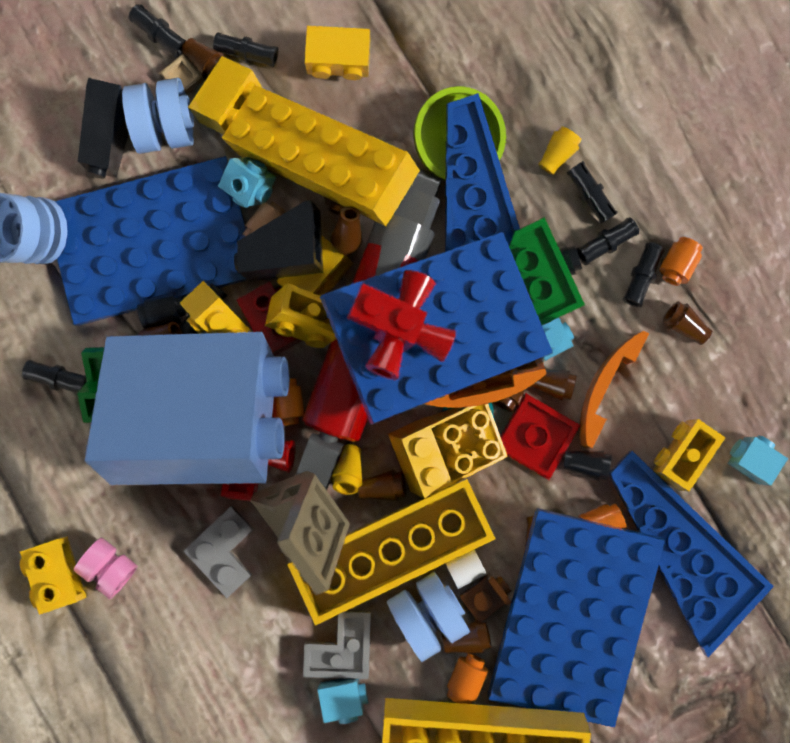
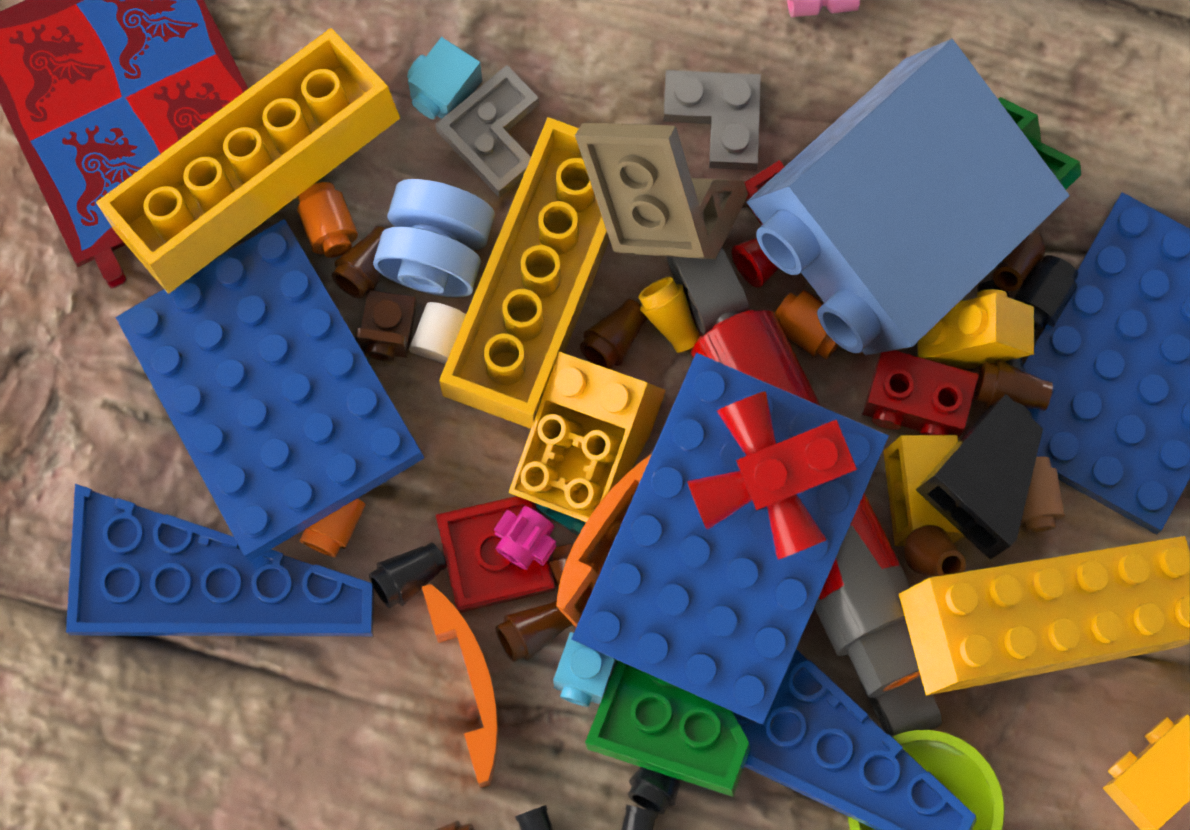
camera: 140 degrees right, 10 degrees down
(54, 377) = (1082, 120): black pin -> none
(227, 279) = (1002, 378): none -> reddish brown cone
(247, 181) = (1104, 515): medium azure brick -> none
(300, 315) = (899, 407): yellow brick -> none
(523, 425) = (525, 537): none -> dark pink gear
(687, 454) = (302, 685): yellow brick -> none
(757, 459) = (213, 762): medium azure brick -> none

